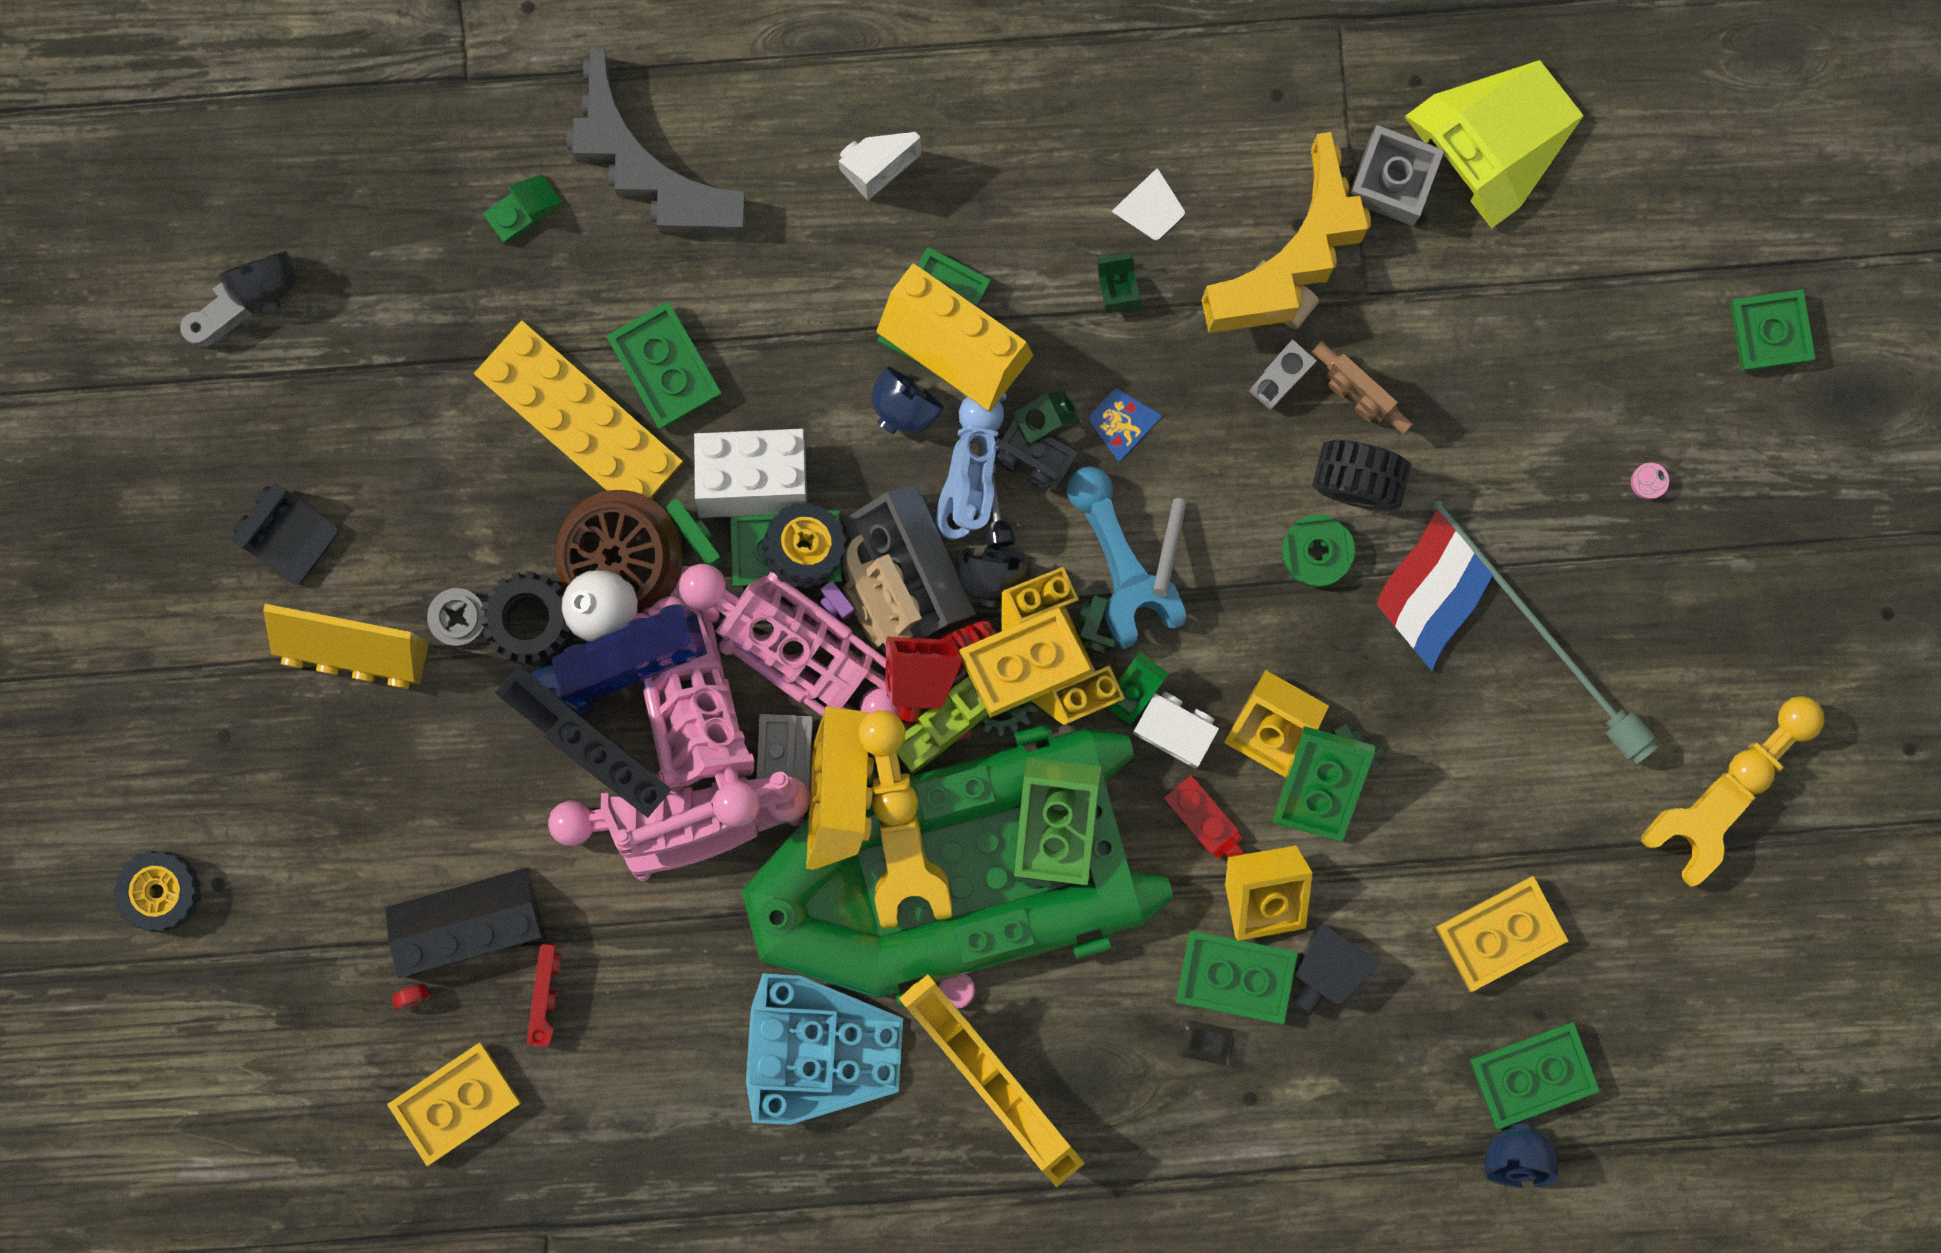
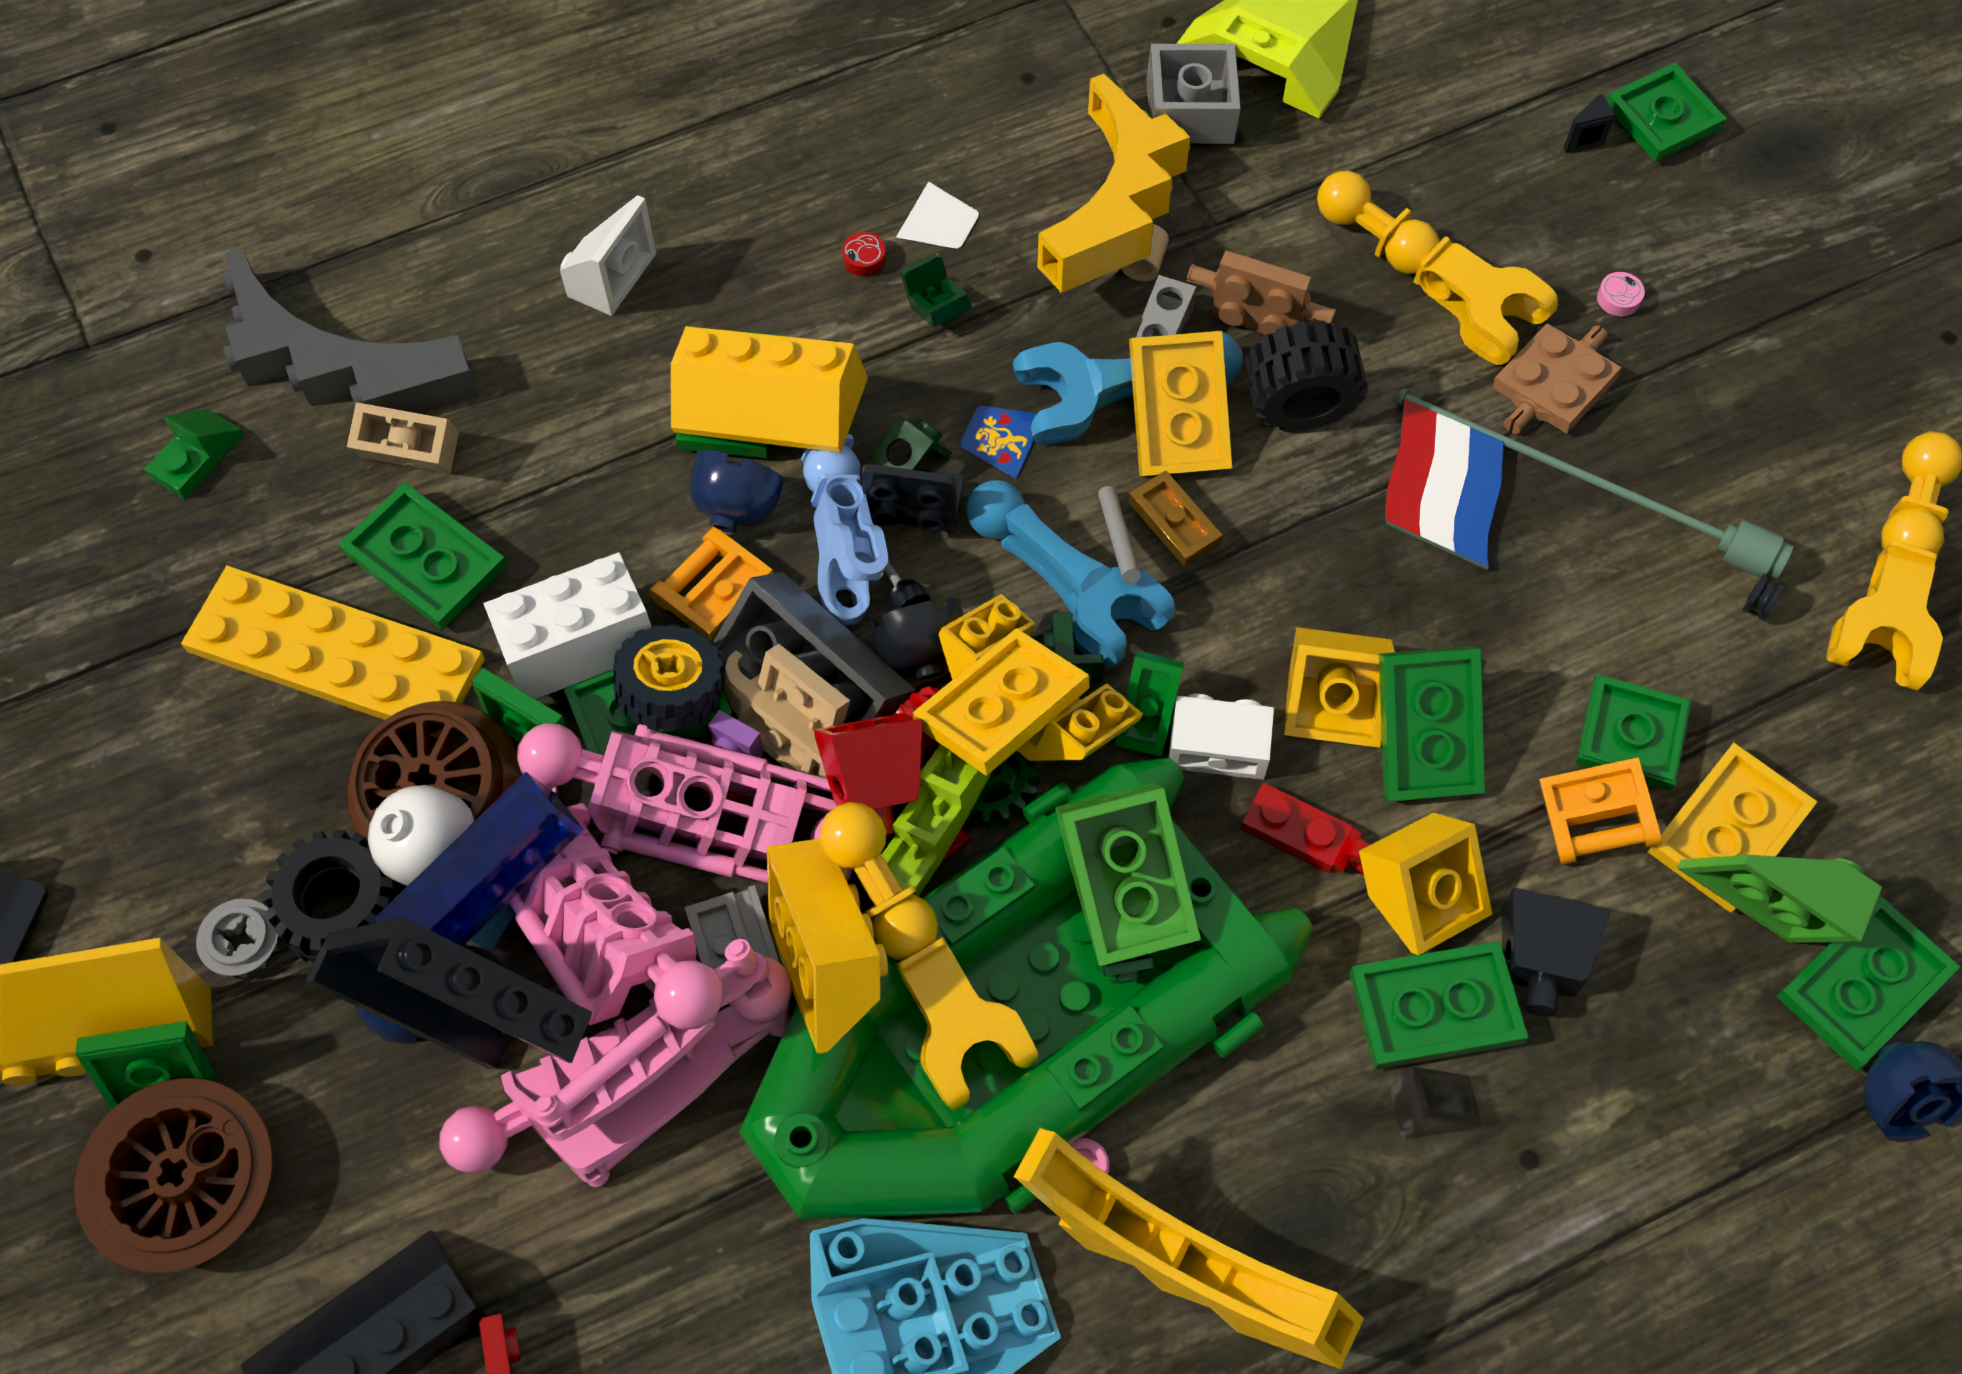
camera: 20 degrees left, 20 degrees down
(331, 750) = (123, 1134): none -> reddish brown piece
(377, 695) = (142, 1057): none -> green plate
(677, 266) = (403, 438): none -> tan brick
(869, 478) = (716, 594): none -> light orange plate
(1079, 220) = (864, 253): none -> red tile
(1219, 545) = (1175, 518): none -> pearl gold plate
(1260, 459) = (1180, 403): none -> yellow plate
(1303, 423) = (1086, 385): none -> dark azure piece
(1332, 535) = (1285, 508): green plate -> none
(1414, 876) = (1595, 796): none -> light orange plate
(1469, 838) = (1632, 723): none -> green plate
(1512, 1005) = (1792, 896): none -> bright green slope
(1517, 409) = (1444, 269): none -> yellow piece
(1561, 536) = (1556, 378): none -> medium nougat plate
(1617, 774) = (1763, 597): none -> black bush
(1704, 323) = (1590, 126): none -> black slope

